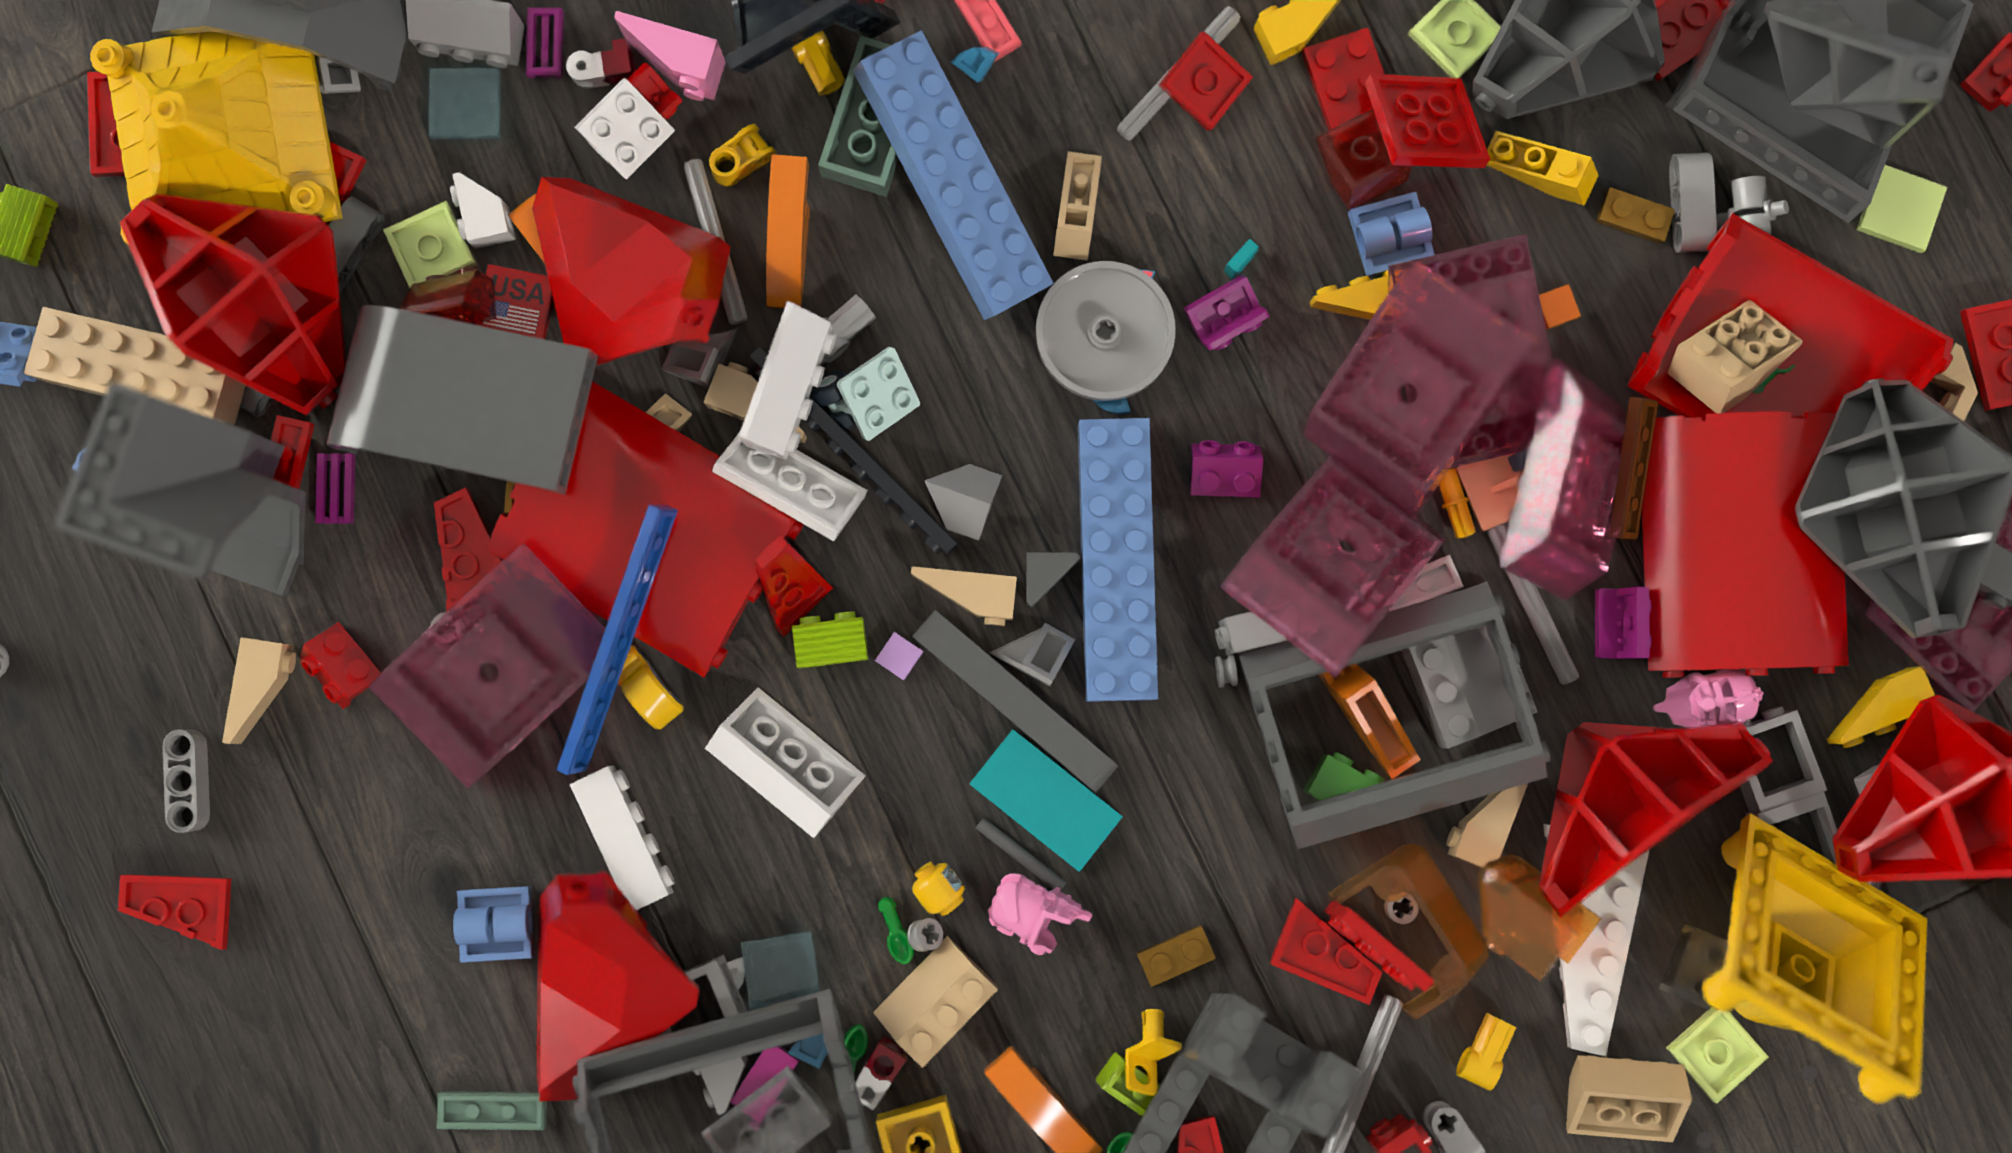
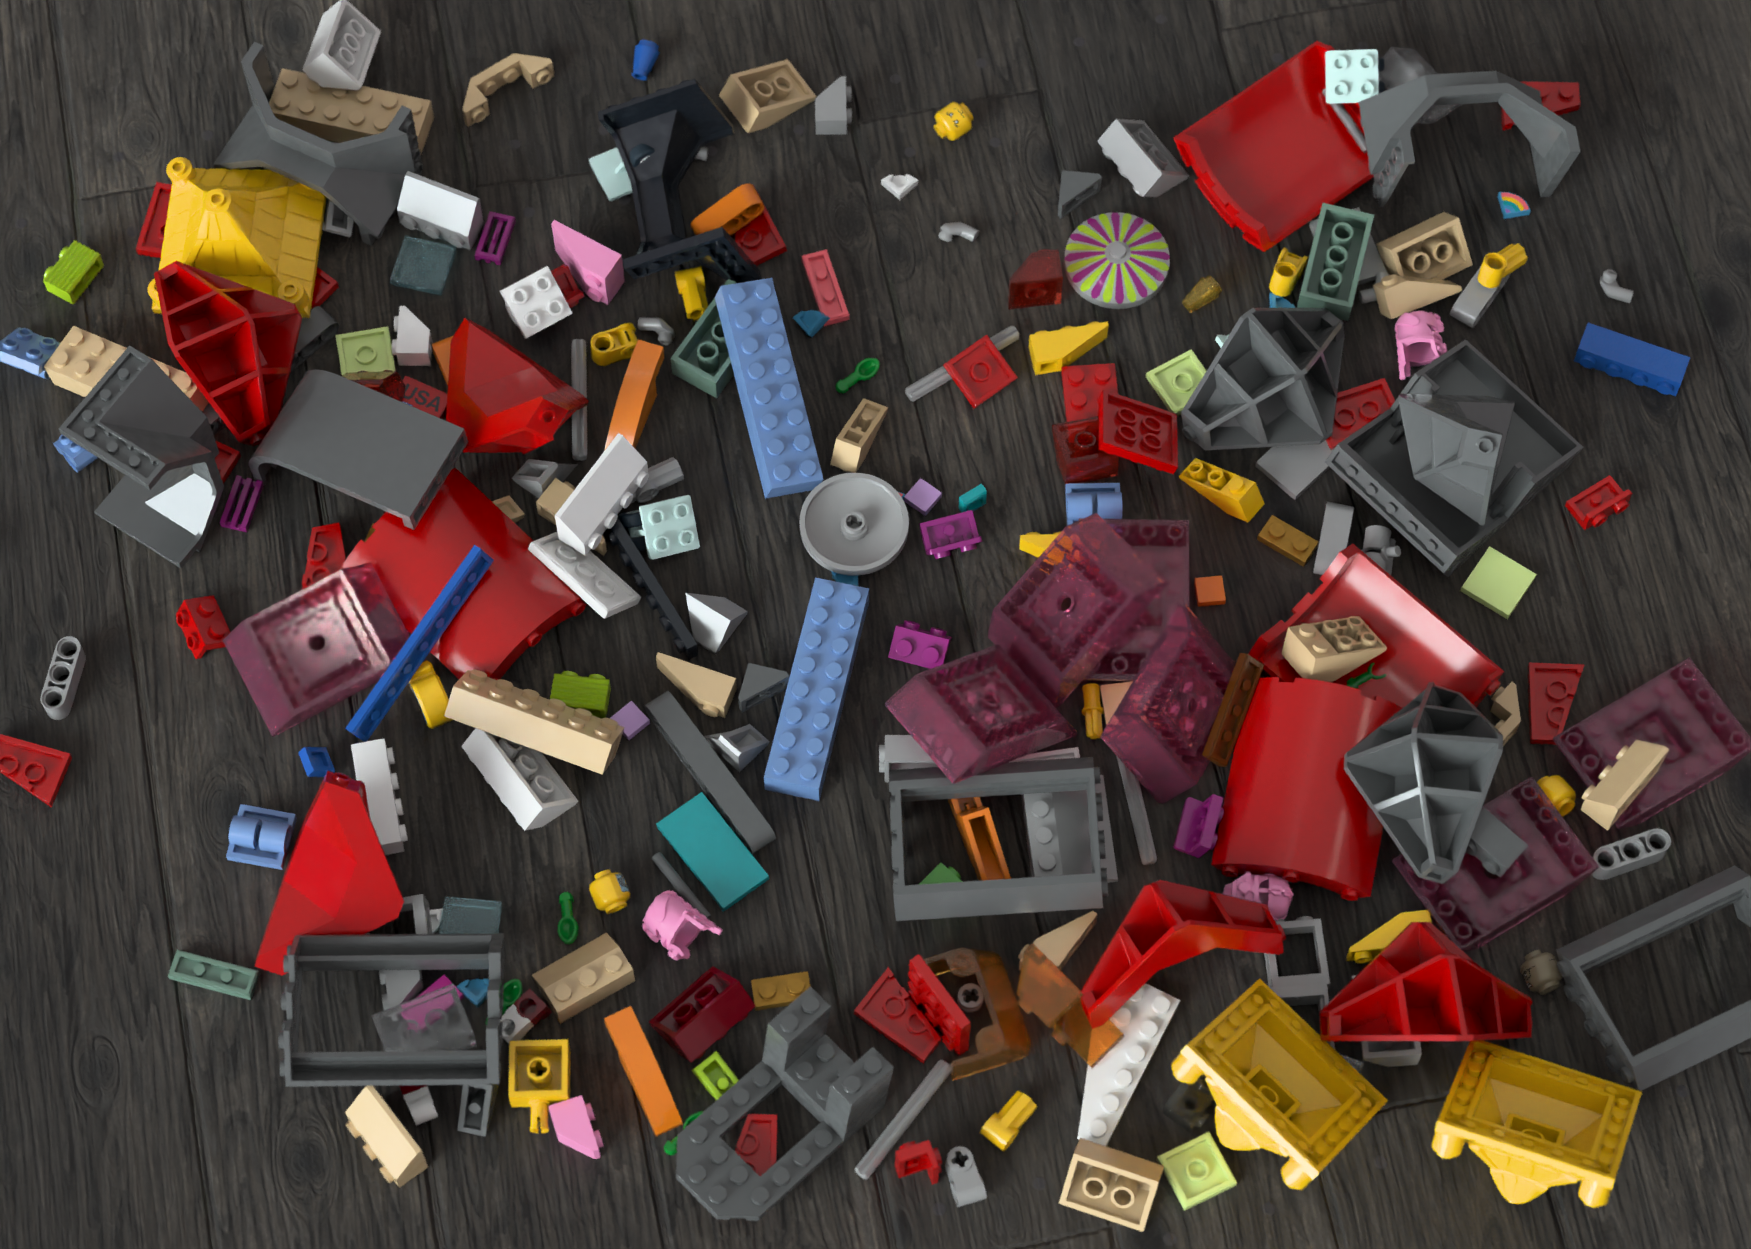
camera: 20 degrees right, 20 degrees down
(258, 678) = (139, 622): tan slope -> none
(533, 810) = (316, 761): none -> blue plate
(602, 67) = (525, 262): leg -> none
(785, 115) = (658, 325): none -> light grey arm
(787, 702) = (534, 721): none -> tan brick
(788, 584) = (561, 639): red wing -> none
(919, 941) = (582, 923): light grey bush -> none
(1059, 114) = (863, 371): none -> green piece
(1090, 1013) = (703, 1013): none -> dark red slope
(1148, 1052) = (739, 1052): yellow bracket -> none
(1176, 268) = (922, 497): none -> lavender tile
(1226, 671) = (879, 788): light grey bush -> none
(1624, 114) = (1295, 466): none -> light grey tile

